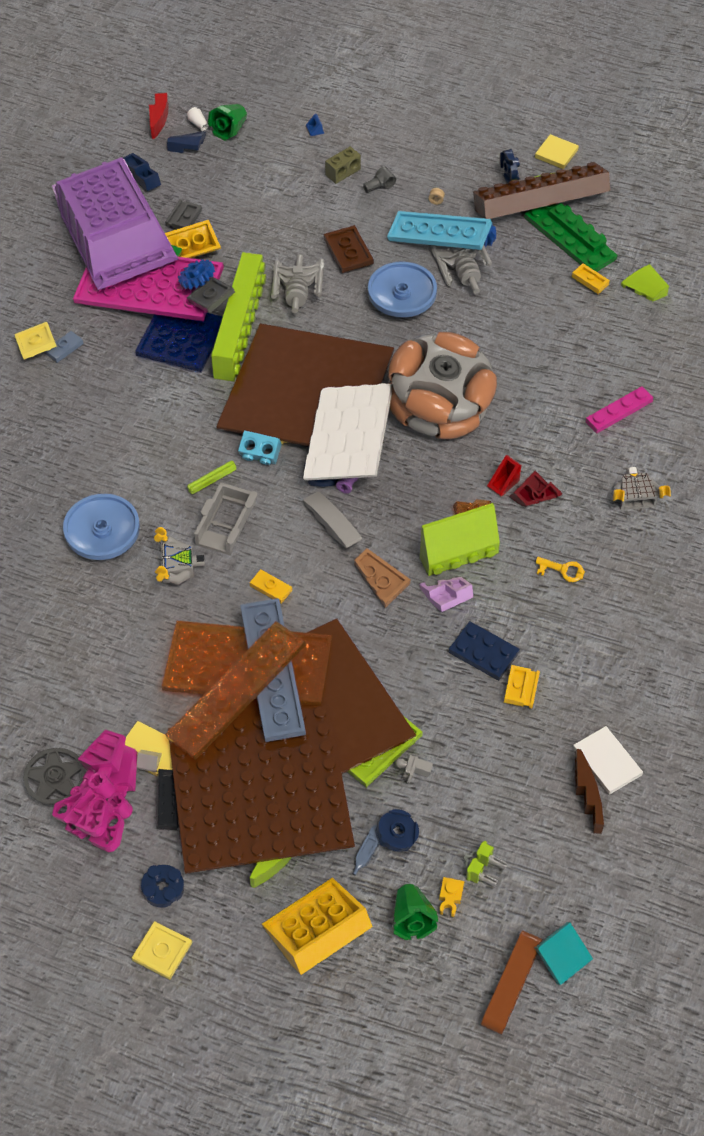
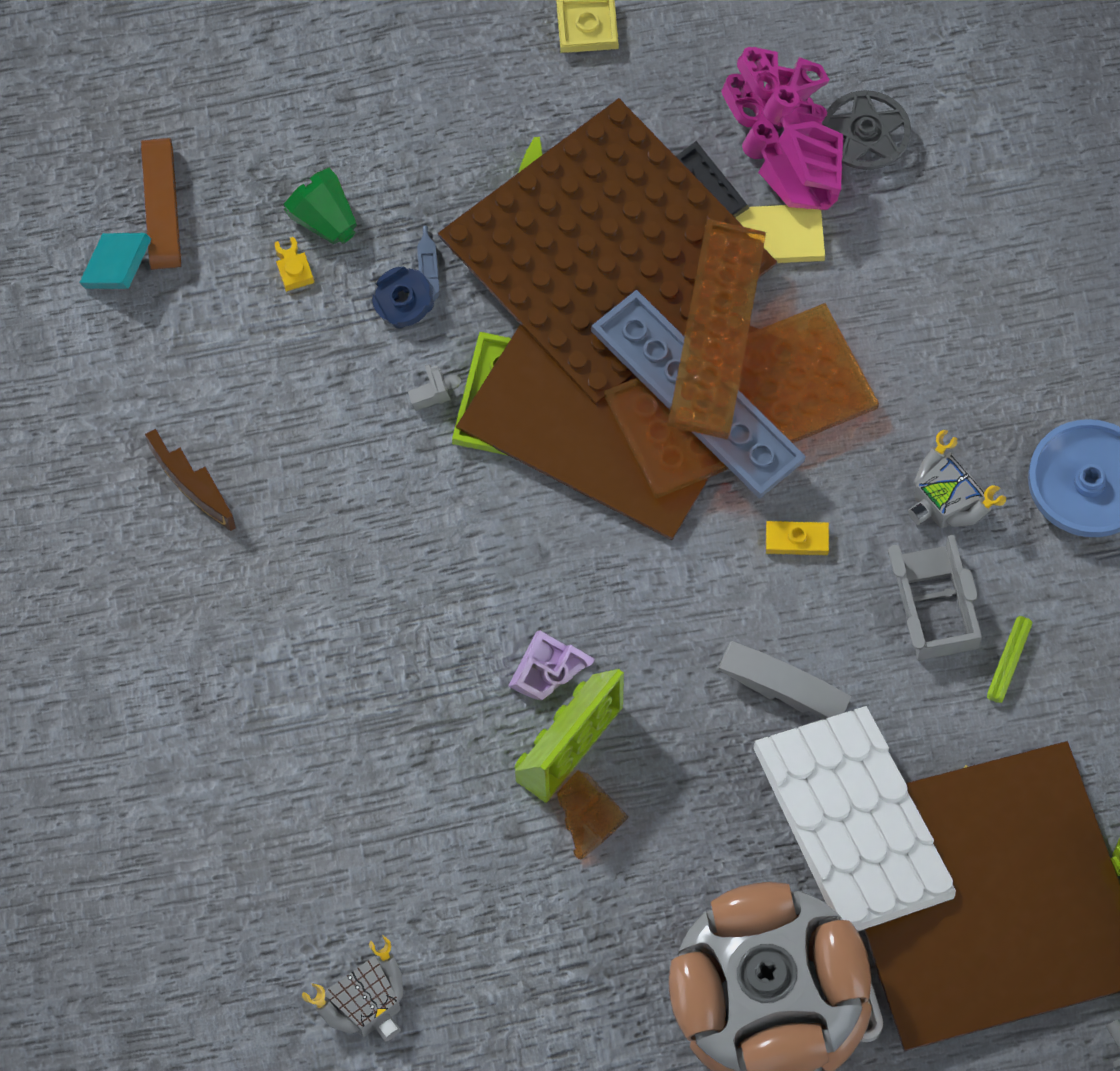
camera: 150 degrees right, 10 degrees up
(148, 760) = (770, 212): light grey slope -> none
(169, 894) = (647, 77): dark blue plate -> none
(261, 443) = (974, 738): medium azure brick -> none
(317, 925) = (429, 141): yellow slope -> none
(381, 576) = (651, 636): medium nougat wing -> none
(483, 857) = (277, 327): lime piece -> none
(484, 650) = (443, 609): dark blue plate -> none
(505, 476) = (578, 907): red slope -> none
(521, 686) = (359, 580): yellow plate -> none
(534, 491) = (523, 914): dark red slope -> none
(544, 563) = (405, 801): yellow piece -> none
(608, 760) = (189, 544): white tile -> none

